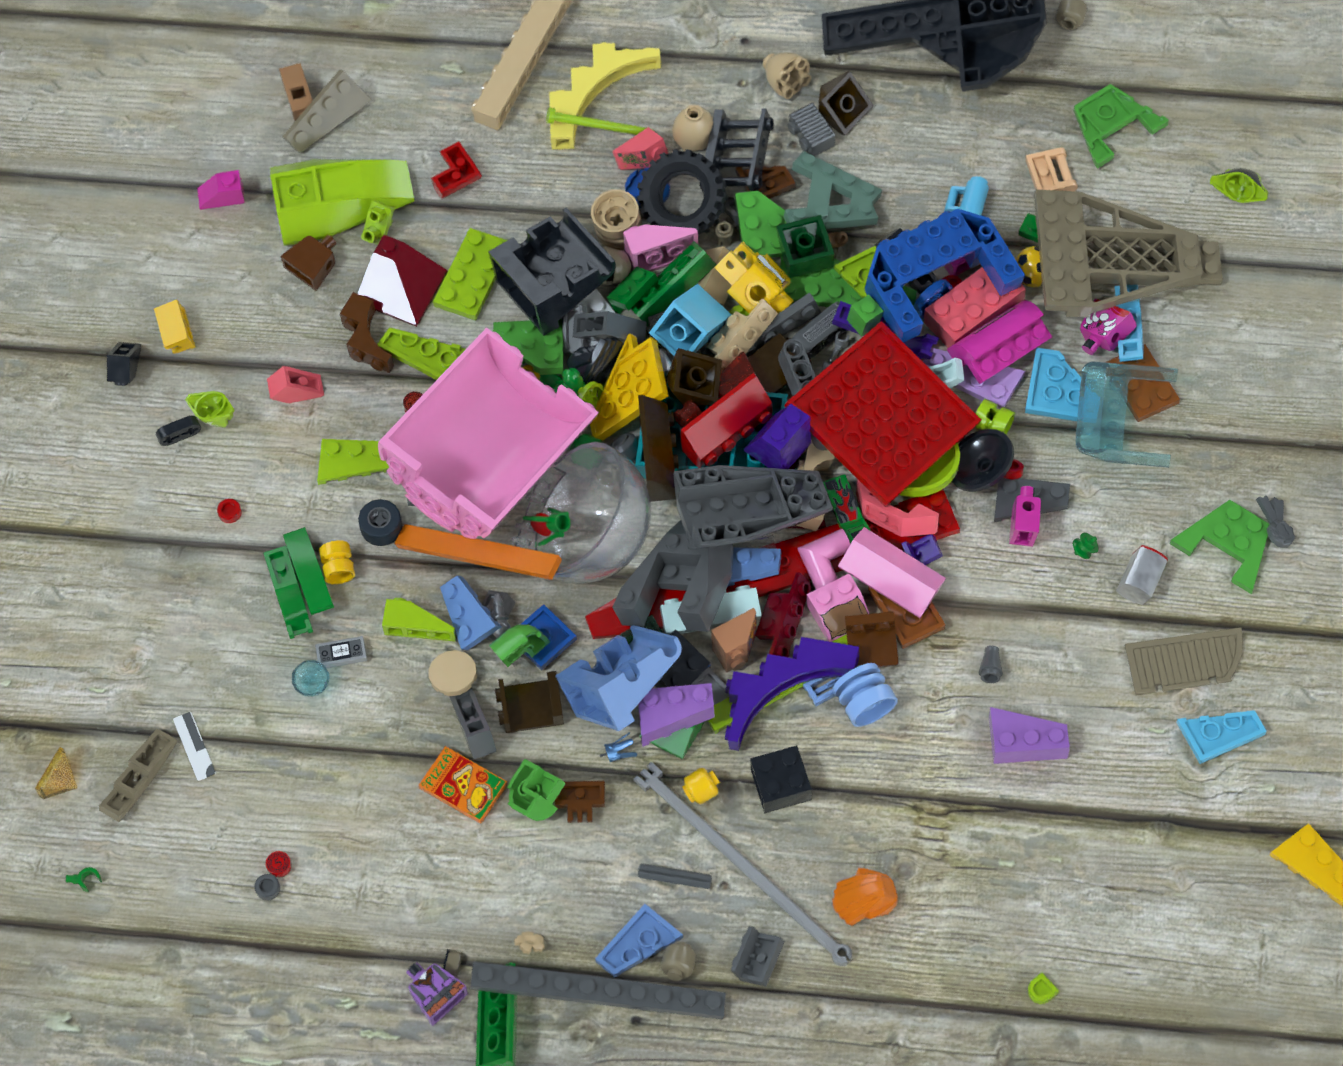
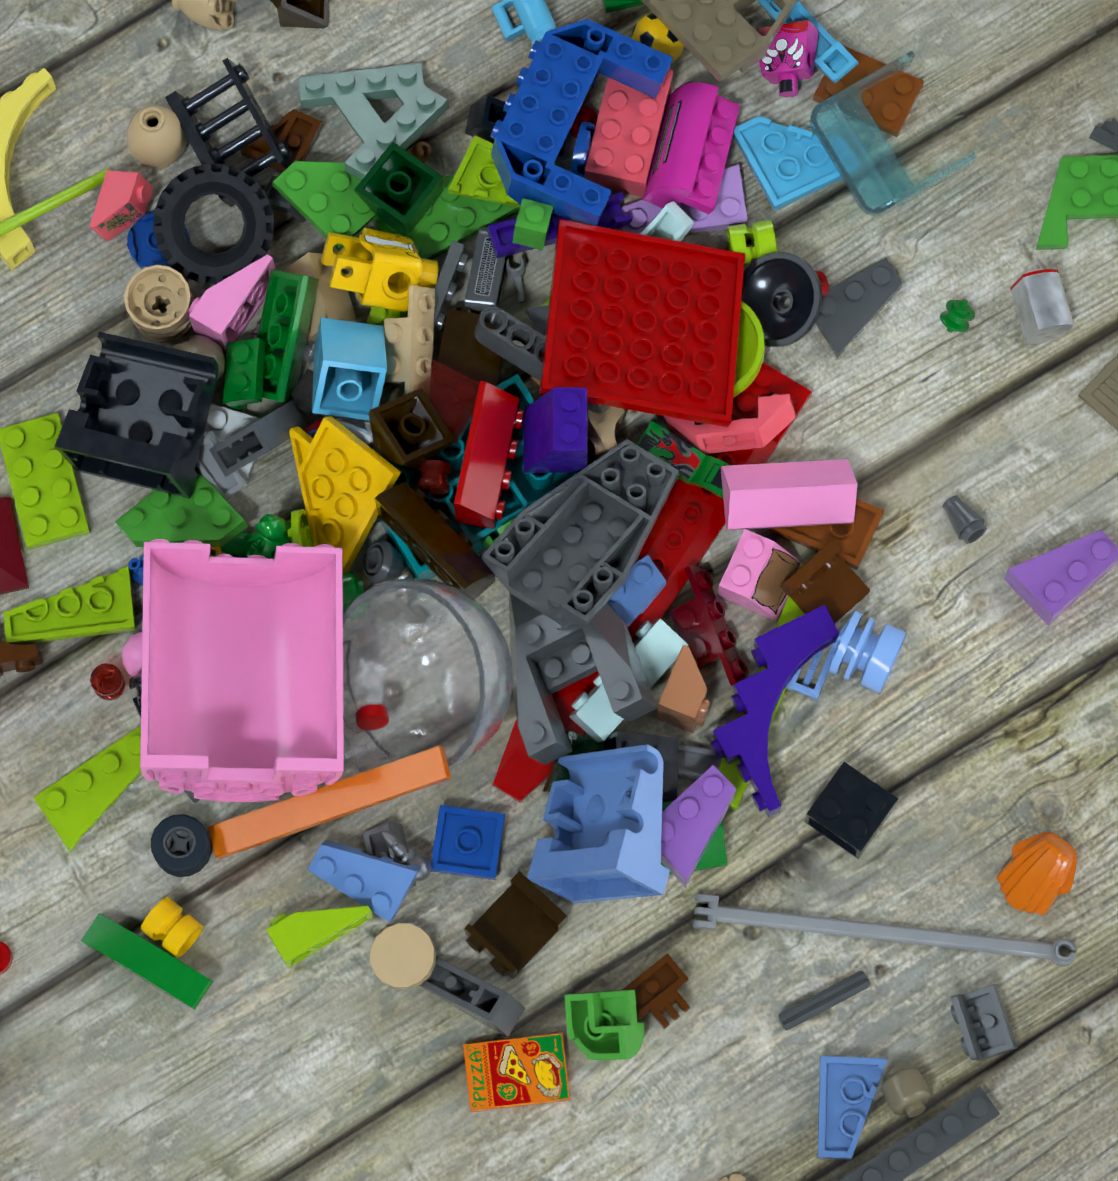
camera: 40 degrees left, 10 degrees up
(288, 591) = (144, 1002): green piece -> none
(310, 678) = (253, 1082): clear light blue hair -> none
(341, 652) = (259, 1025): tile -> none
(517, 641) = (456, 874): bright green brick -> none
(557, 522) = (393, 705): green plant -> none
(596, 361) = (272, 489): black hair -> none
(613, 748) = (652, 909): flat silver piece -> none
(701, 785) = (773, 880): yellow head -> none
(724, 232) = (294, 240): dark tan pin -> none
(811, 129) = (288, 46): dark grey brick -> none
(818, 554) = (692, 533): bright pink brick -> none
(924, 550) = (794, 444): dark purple bracket -> none
(1025, 518) = (876, 330): dark pink torso -> none

